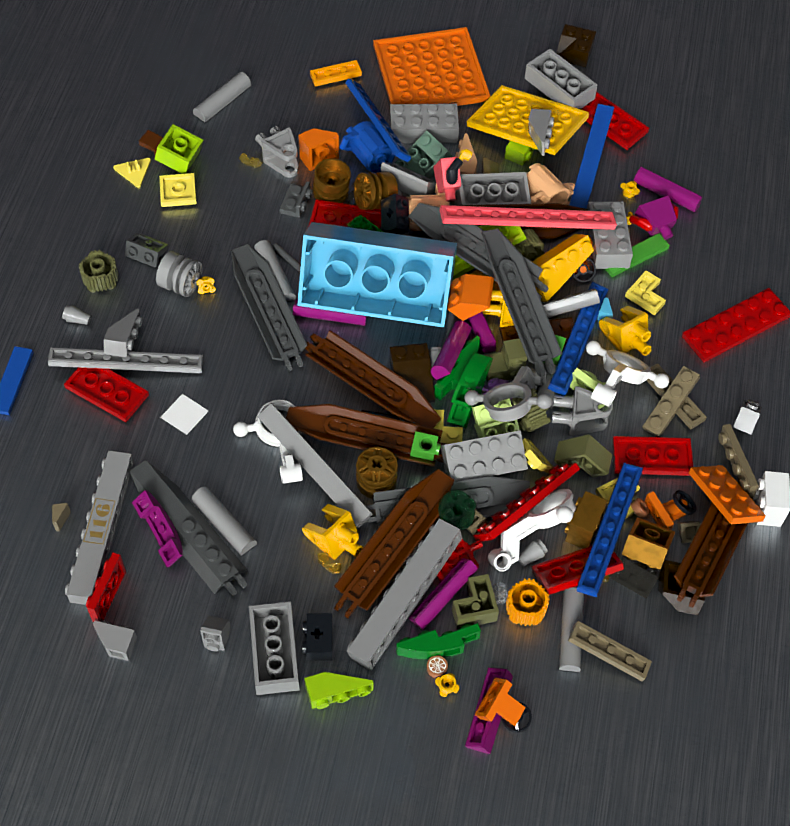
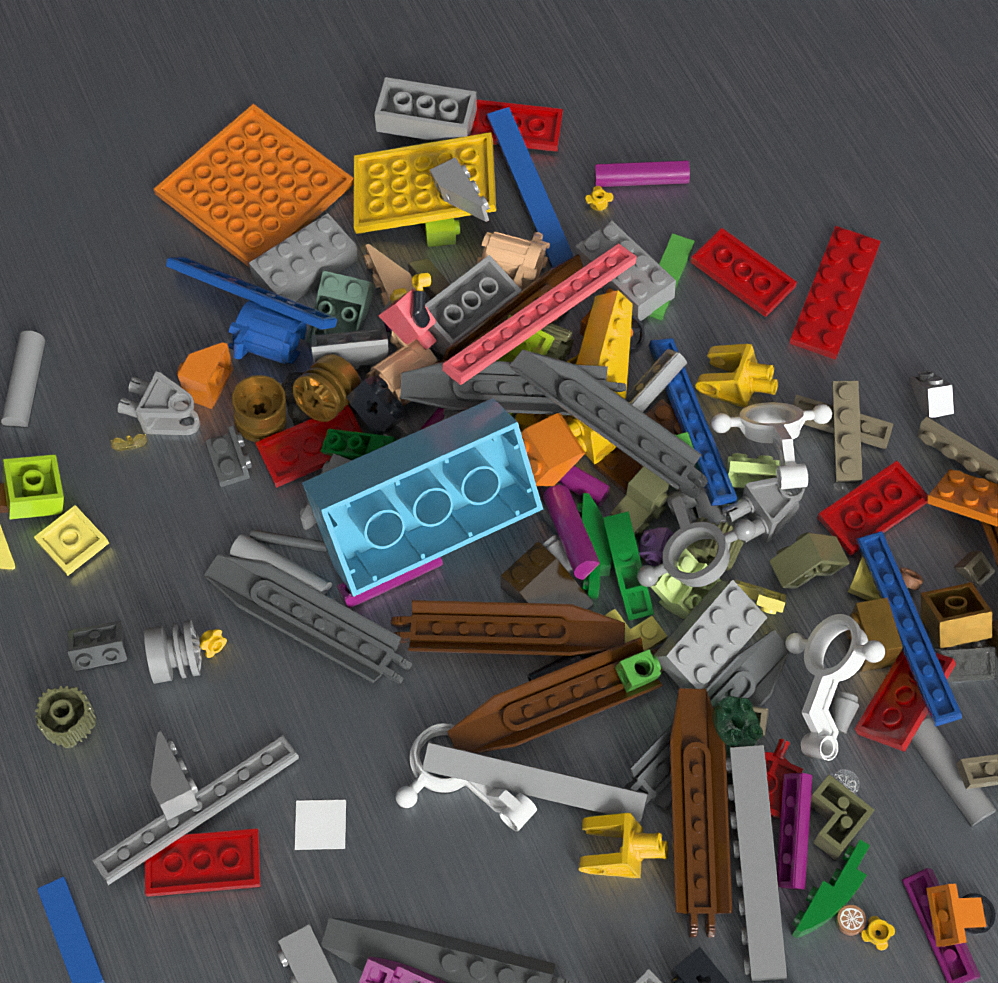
camera: 35 degrees left, 5 degrees up
(76, 315) = (81, 793): light grey cone -> none
(223, 520) = (479, 924): light grey brick -> none
(323, 559) = (629, 887): clear yellow piece -> none
(335, 73) = (141, 260): light orange plate -> none
(376, 471) = (607, 755): pearl gold wheel -> none
(524, 612) = (877, 785): light orange brick -> none
(528, 499) = (797, 660): red plate -> none
(576, 45) = (399, 52): dark brown slope -> none
(605, 310) = (694, 367): medium azure slope -> none
(642, 293) = (713, 321): light yellow plate -> none
(656, 217) = (660, 216): magenta torso -> none
(666, 513) = (936, 562): orange piece -> none
(685, 279) = (743, 272): none -> red plate

